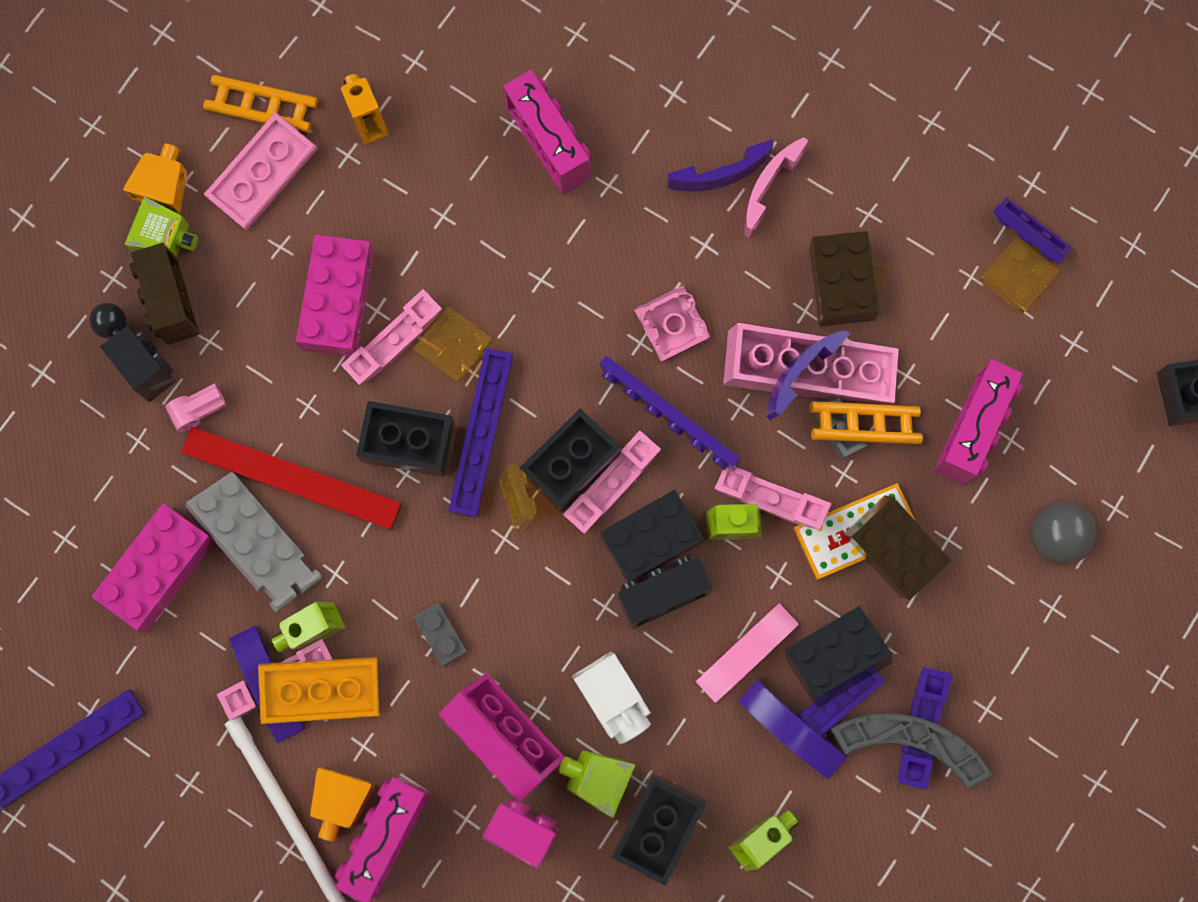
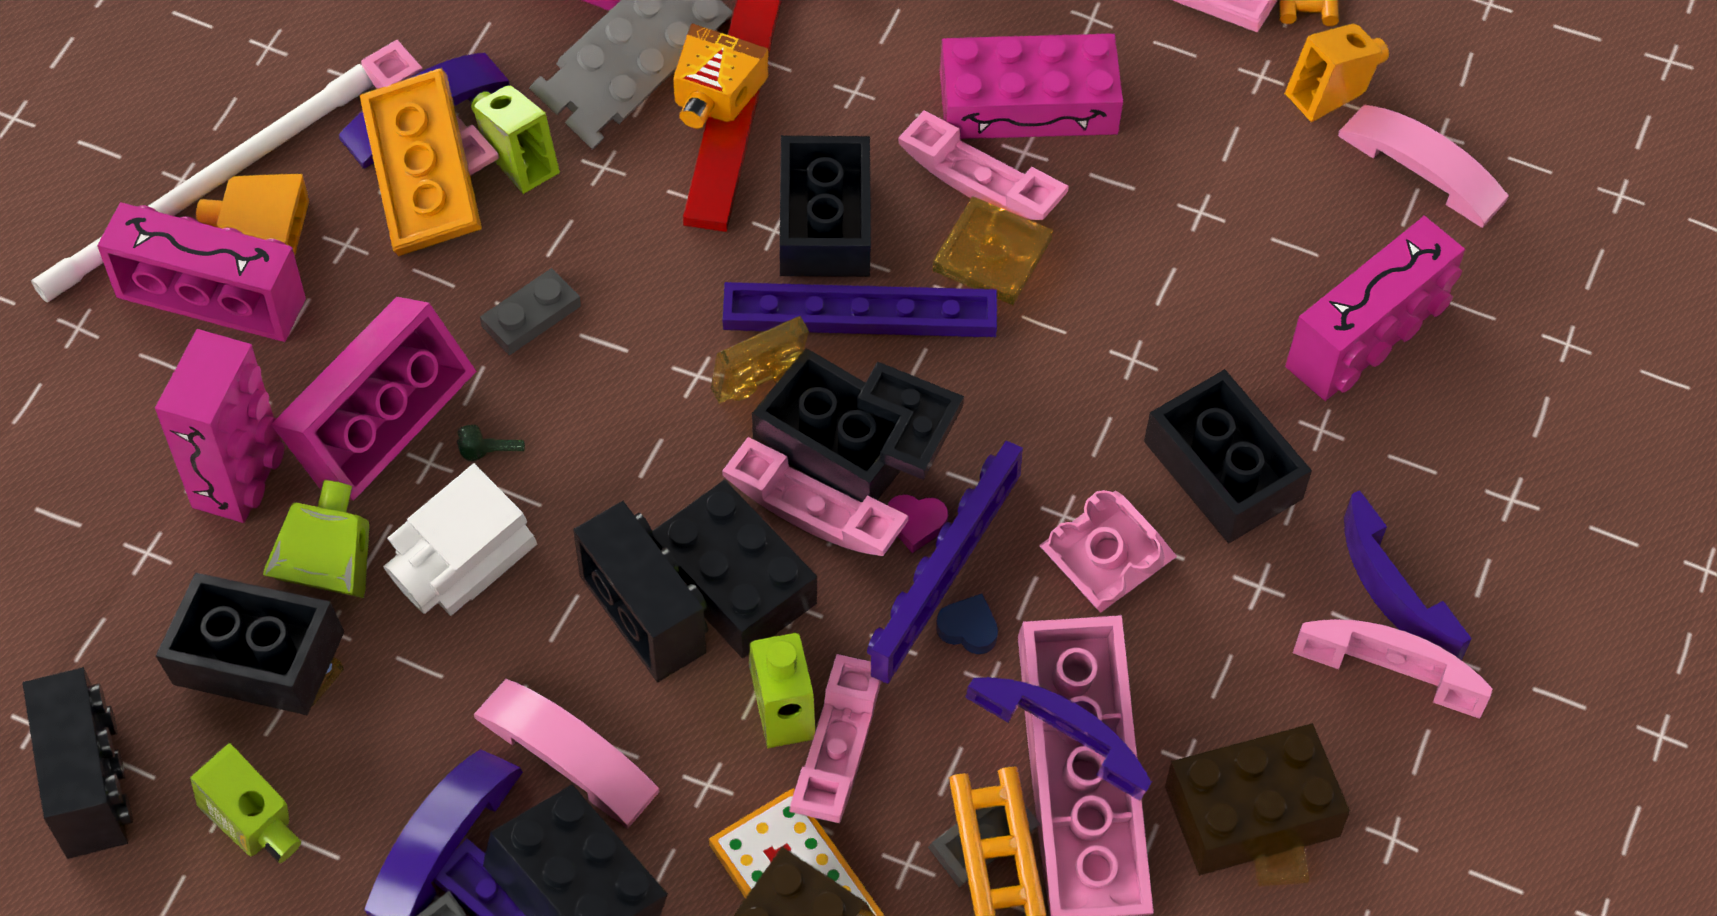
camera: 75 degrees right, 20 degrees down
(291, 490) = (717, 75): none -> light orange torso
(432, 75) = (1430, 155): none -> bright pink slope
(532, 682) = (474, 446): none -> clear green hand
(586, 406) = (921, 415): none -> black plate
(629, 241) = (1227, 456): none -> black brick
(630, 425) = (924, 519): none -> dark pink tile
(705, 410) = (968, 624): none -> dark blue tile

